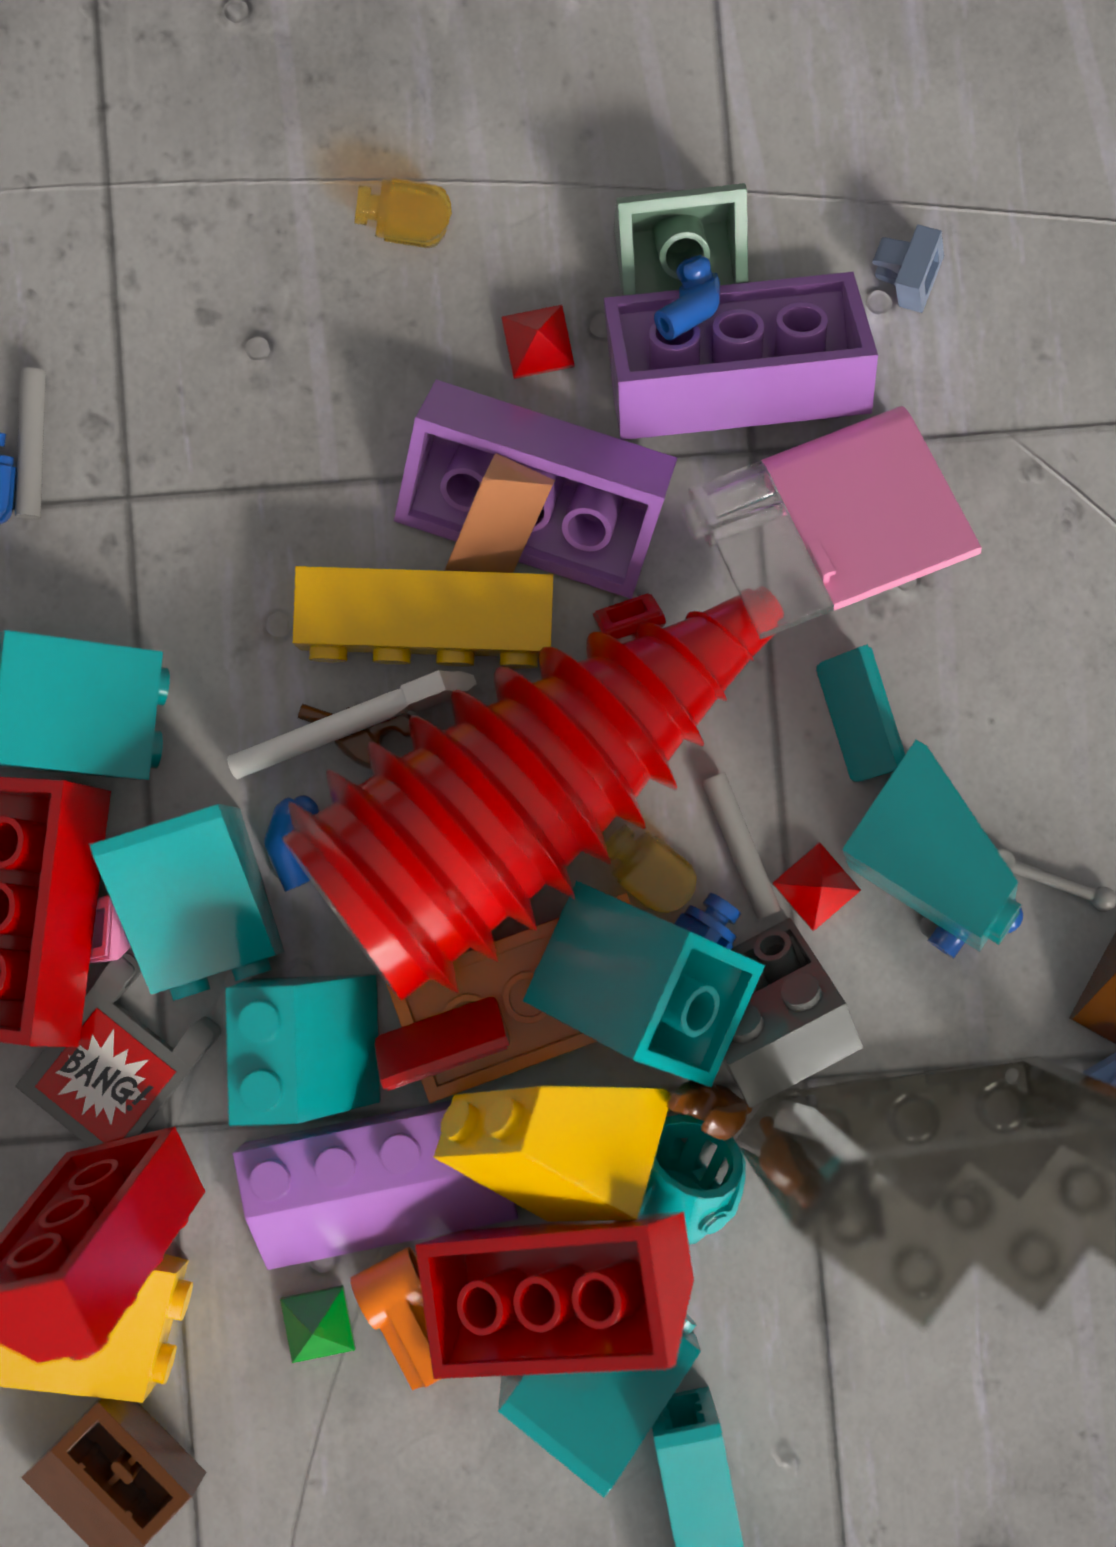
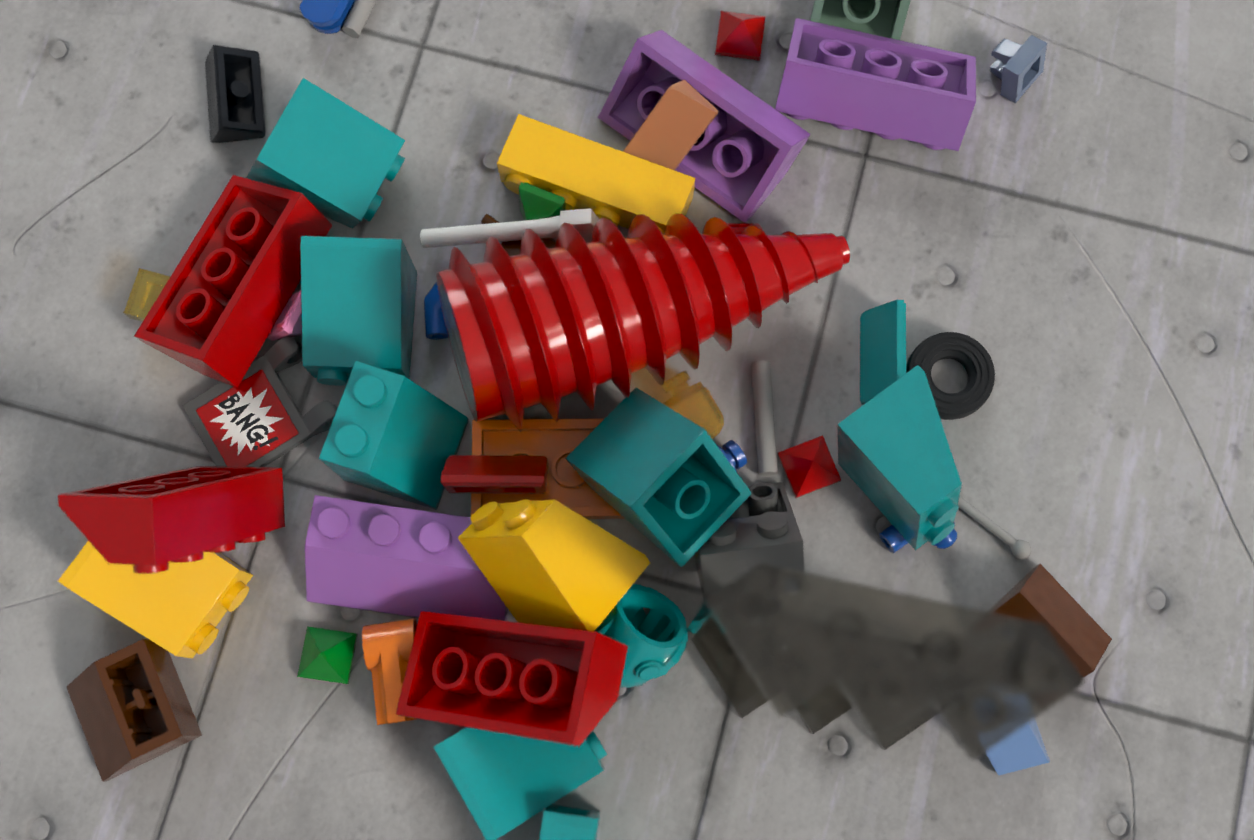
camera: 25 degrees right, 10 degrees down
(368, 676) = (539, 203): none -> green slope
(697, 298) = (855, 35): blue arm -> none
(715, 1105) = (675, 585): reddish brown hand -> none
(832, 521) = (906, 206): bright pink door -> none
(983, 688) = (976, 363): none -> black tyre

